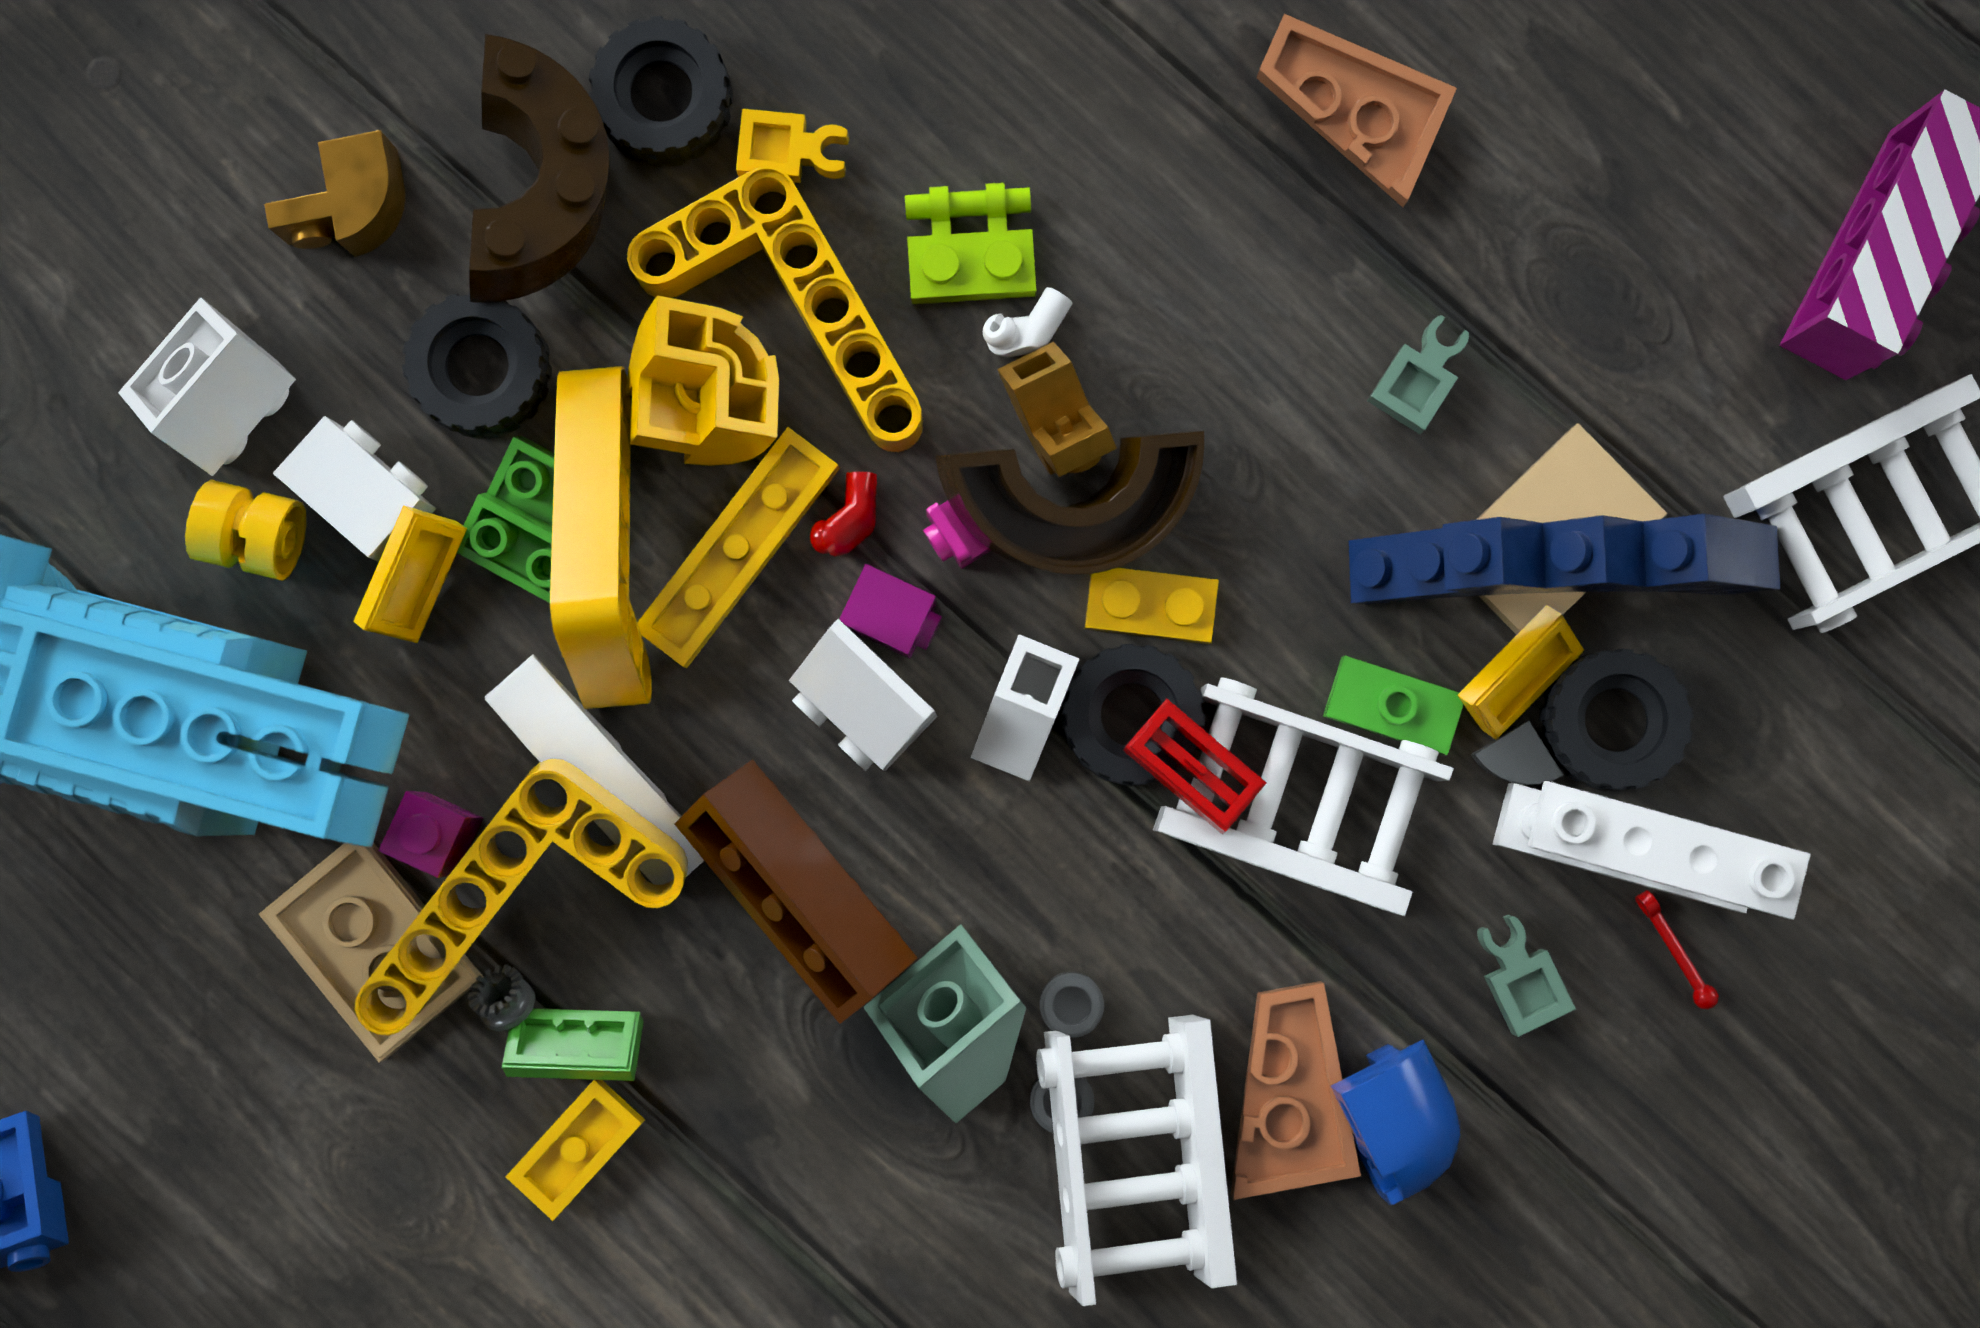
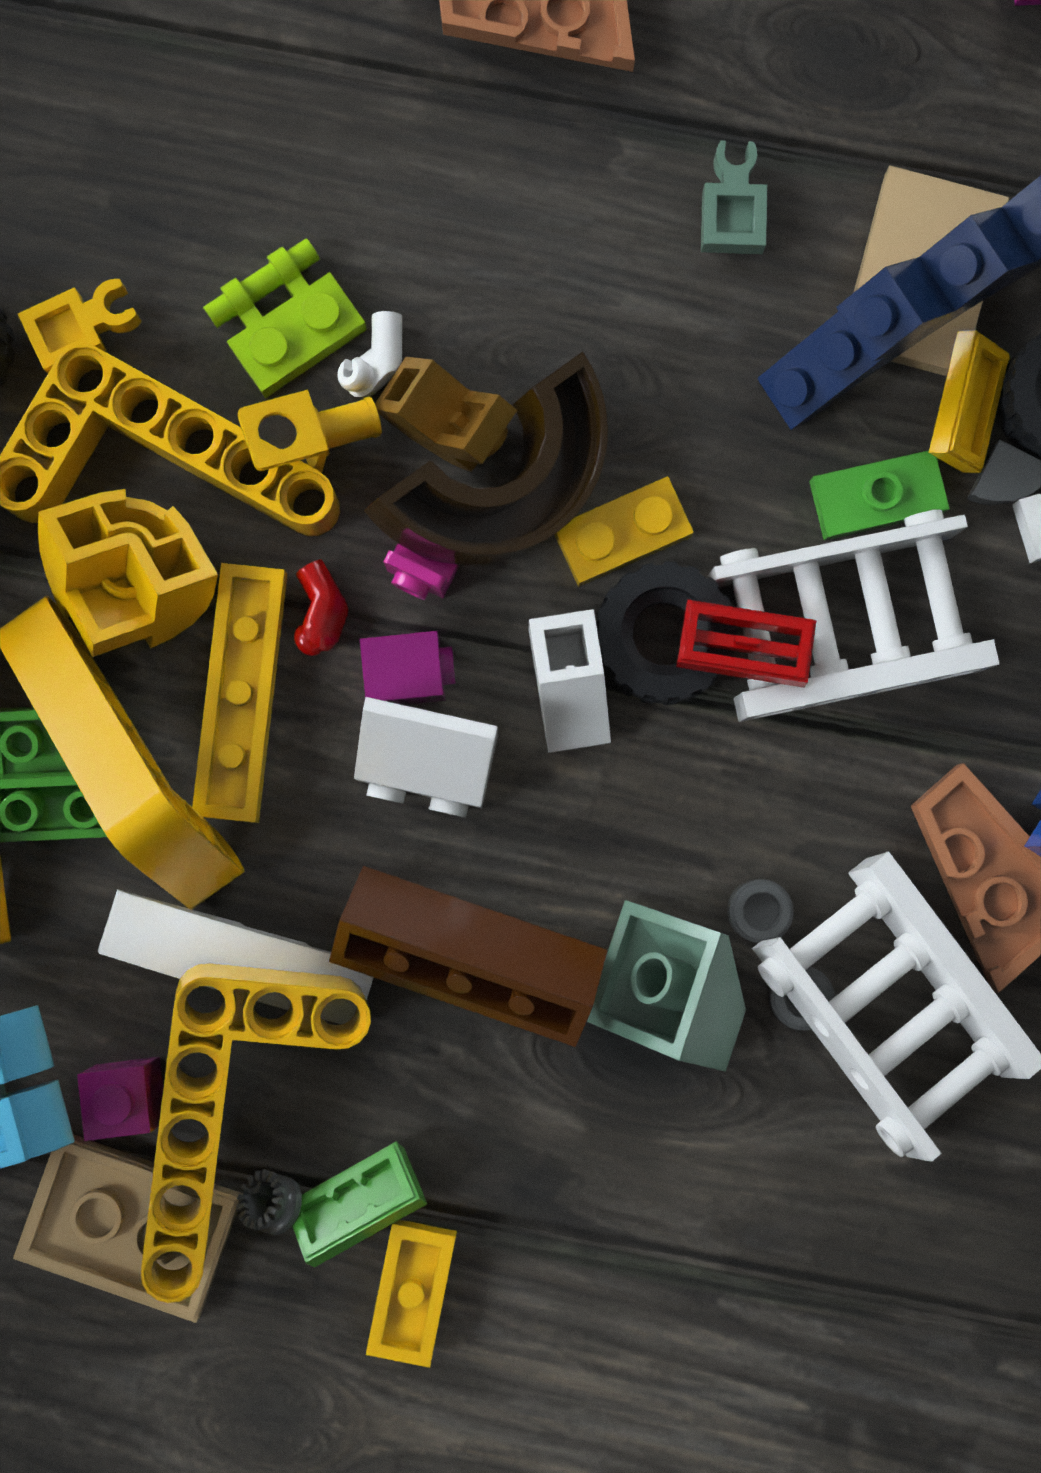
camera: 35 degrees left, 0 degrees up
(935, 359) = (314, 429): none -> yellow bracket

